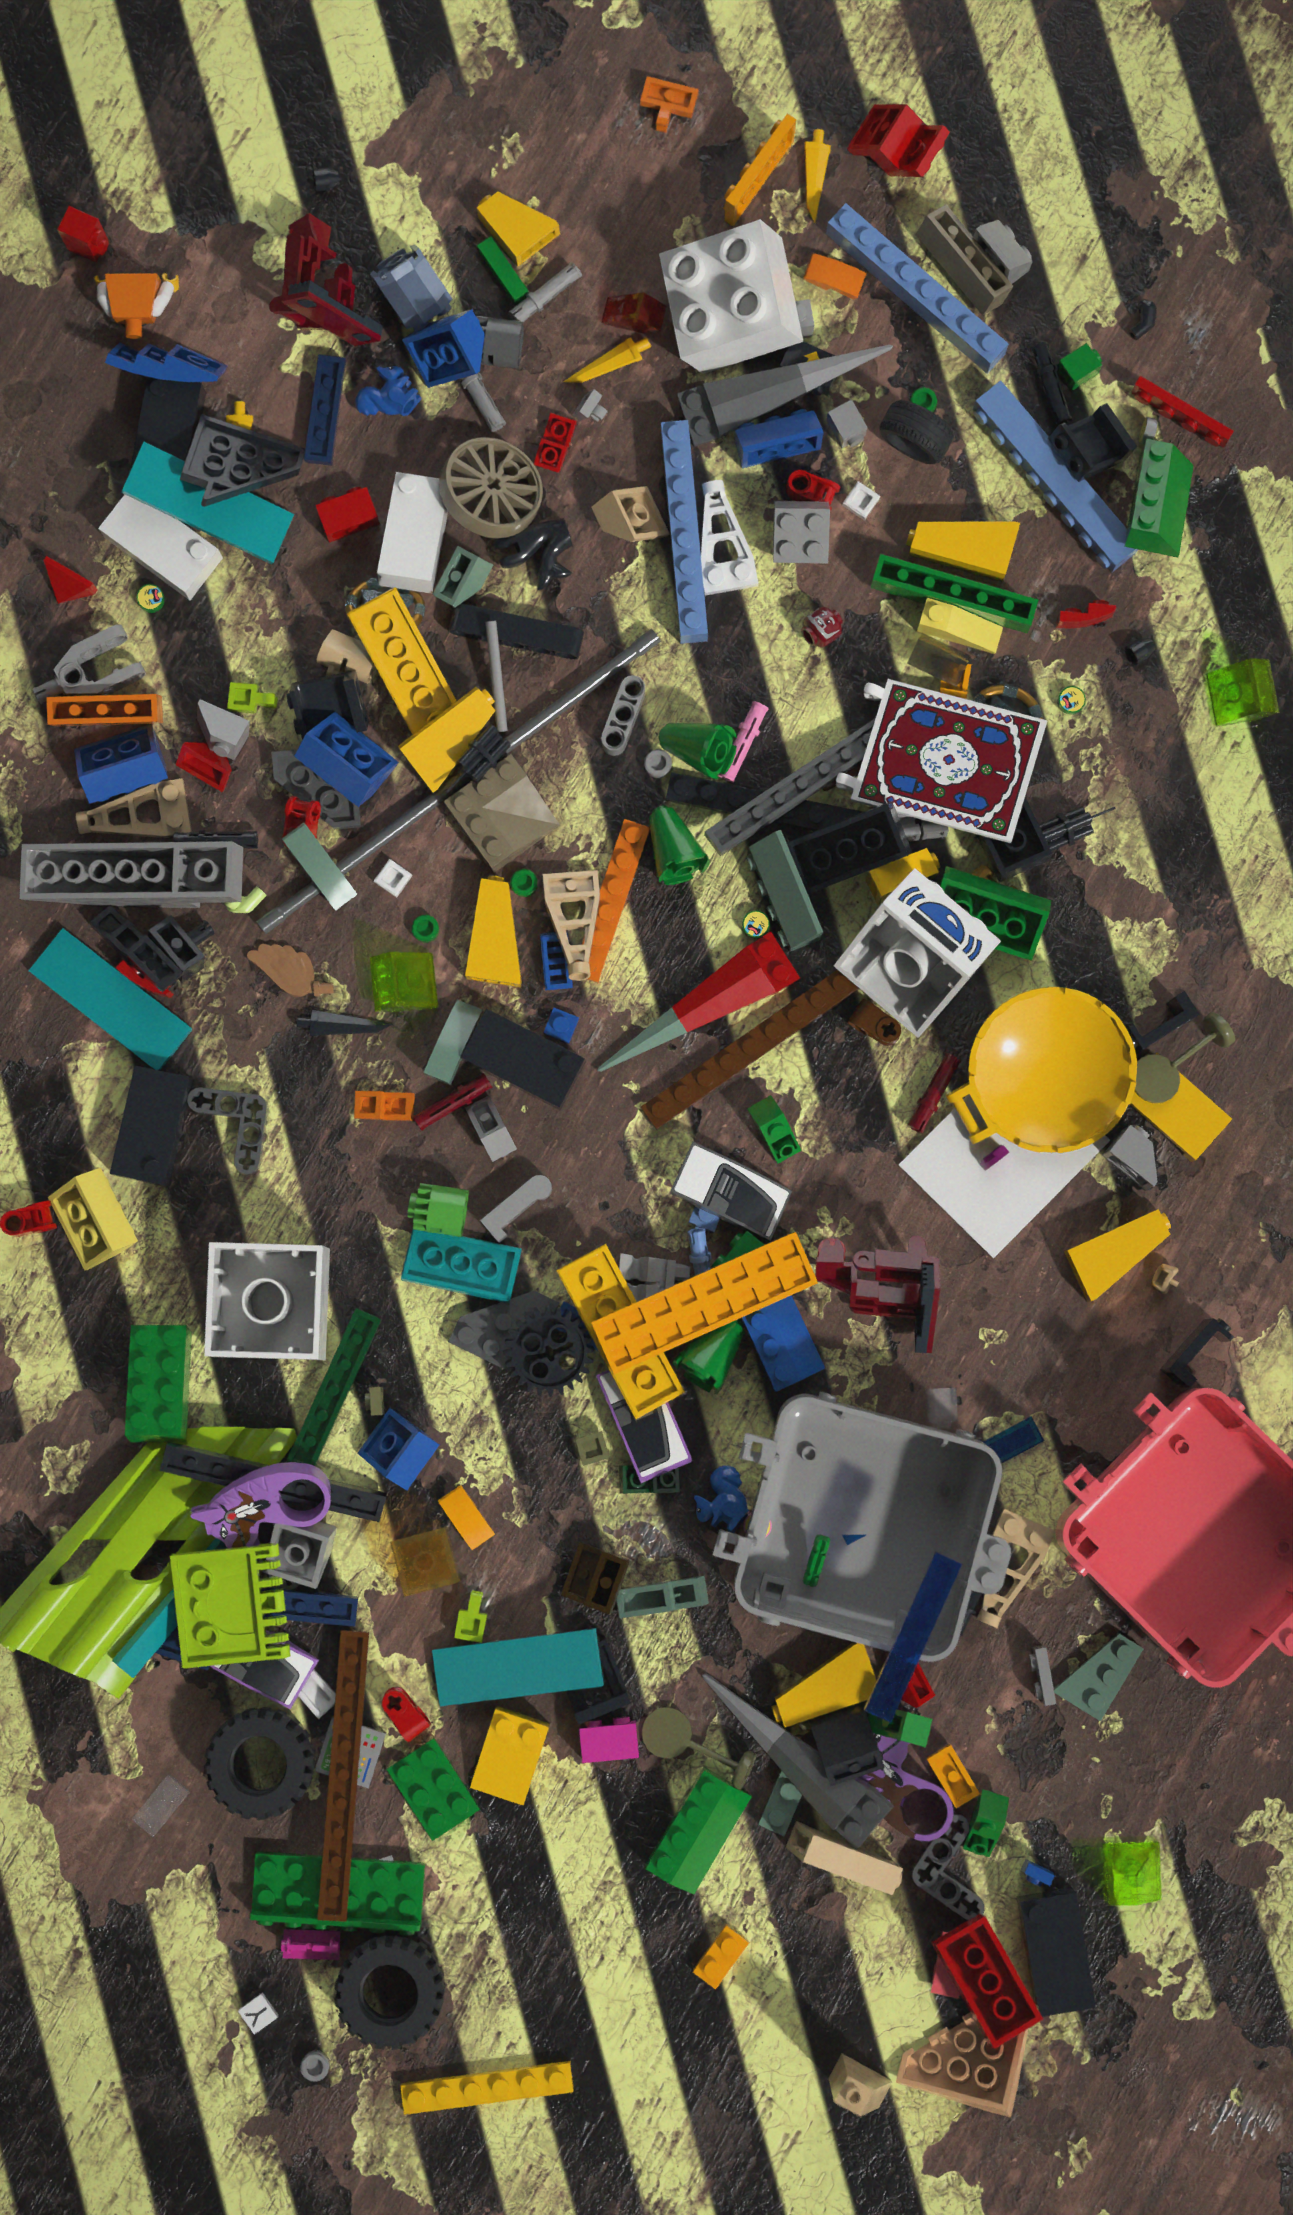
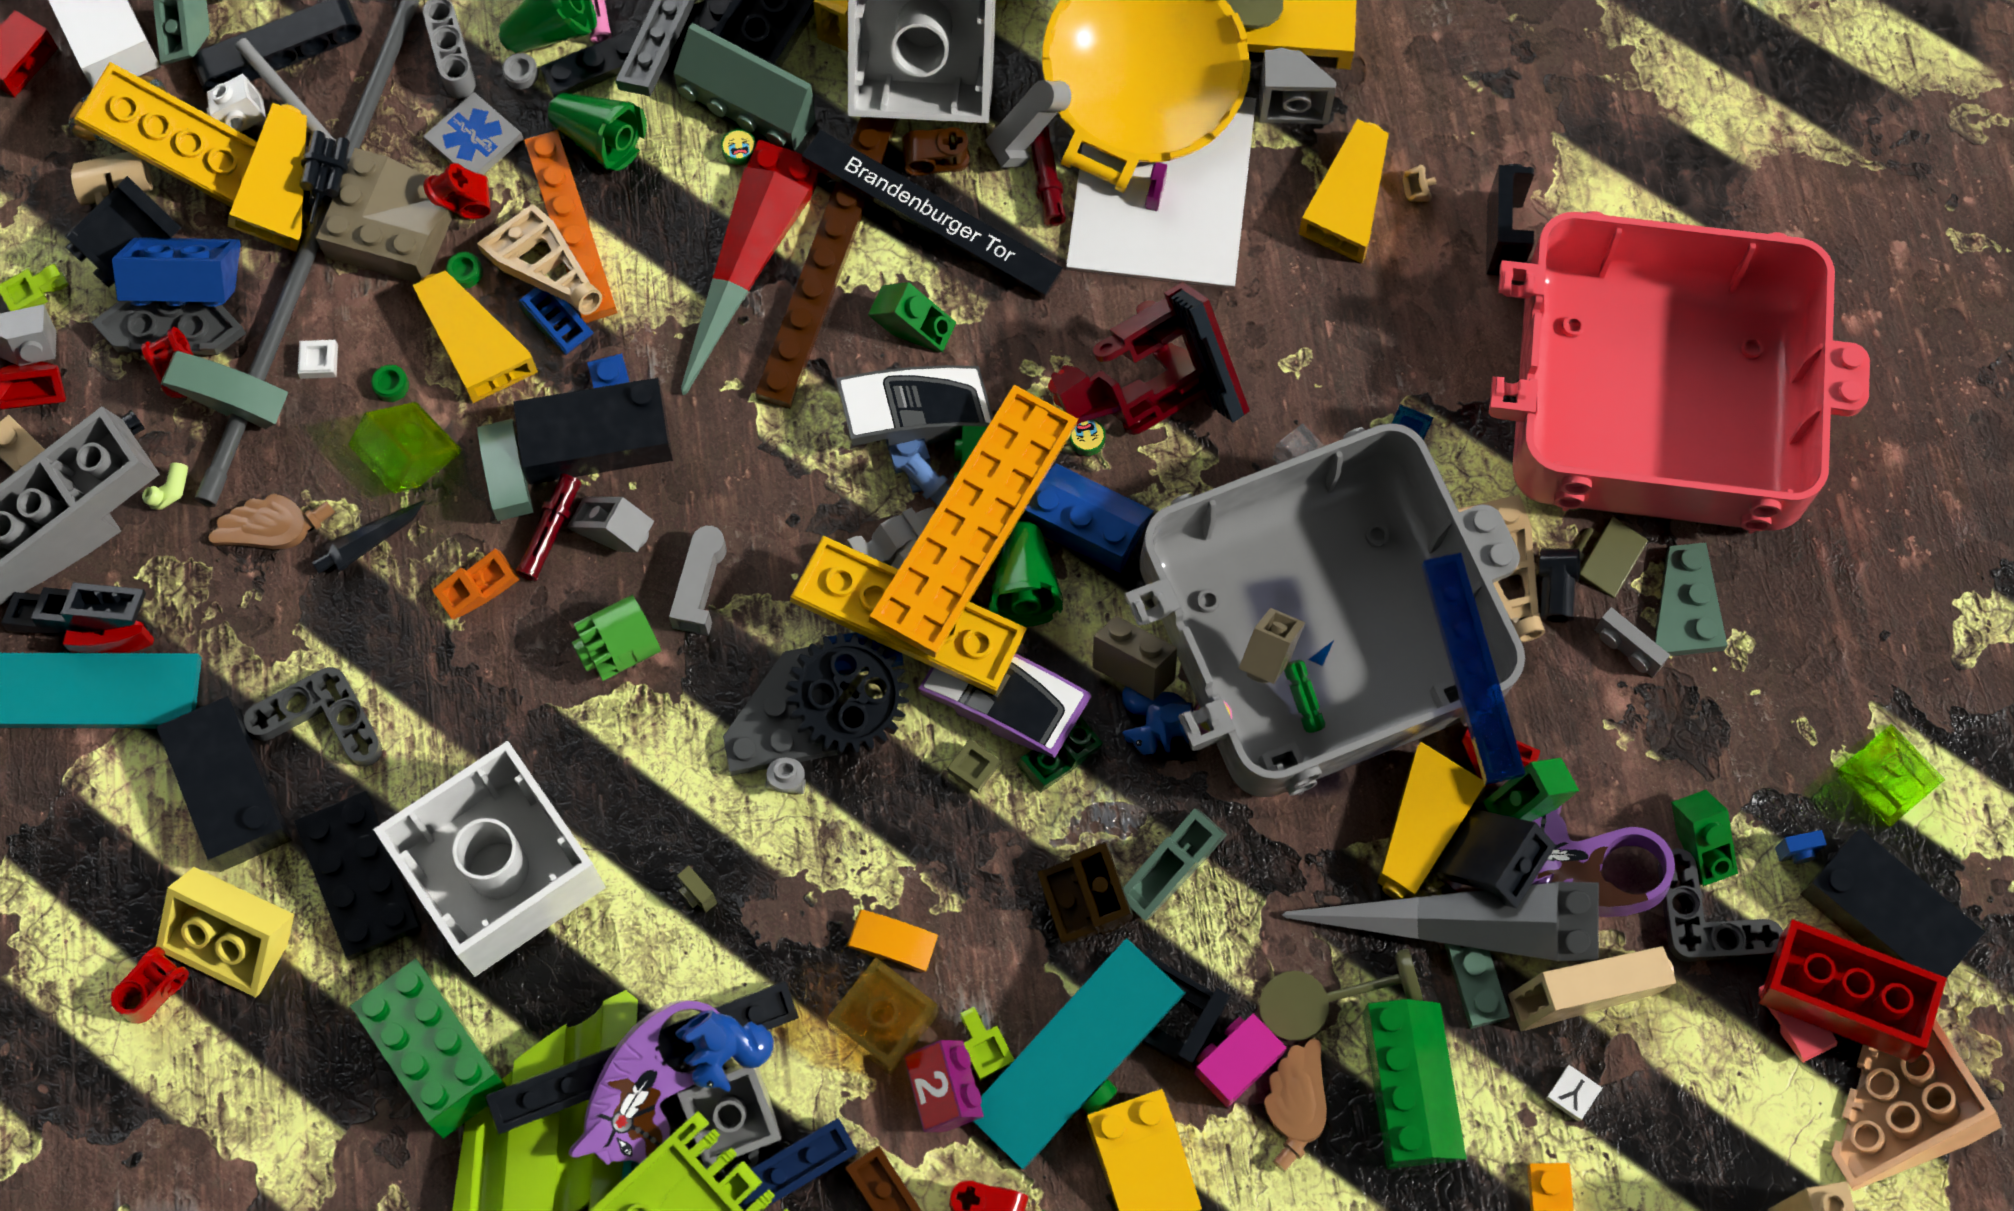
camera: 40 degrees left, 15 degrees down
(181, 946) = (127, 570): black brick -> none
(193, 1221) = (357, 876): none -> black plate
(316, 1514) = (717, 1040): none -> blue animal
(335, 1388) = (639, 908): dark green plate -> none
(398, 1449) = (760, 922): blue slope -> none
(429, 1627) = (944, 1086): none -> brick
(459, 661) = (236, 103): none -> white brick
(462, 1265) = (683, 682): teal tile -> none
(477, 1370) = (786, 776): none -> light grey plate
(513, 1703) = (1100, 1097): none -> green tile
(555, 830) = (460, 191): none -> red piece
(594, 791) = (473, 135): none -> light grey tile
(625, 1787) = (1297, 1101): none -> medium nougat animal
(734, 1472) = (1134, 657): none -> dark tan brick
(785, 1906) = (1574, 1093): none -> white tile
(813, 1524) = (1271, 646): none -> dark tan brick
(821, 1292) = (1088, 438): none -> tile
(839, 1068) = (932, 214): none -> black tile
(931, 1053) = (1027, 121): none -> light grey leg
(953, 1776) = (1618, 810): light orange plate -> none
(1036, 1599) = (1558, 573): none -> black piece
(1080, 1609) = (1610, 556): none -> olive piece

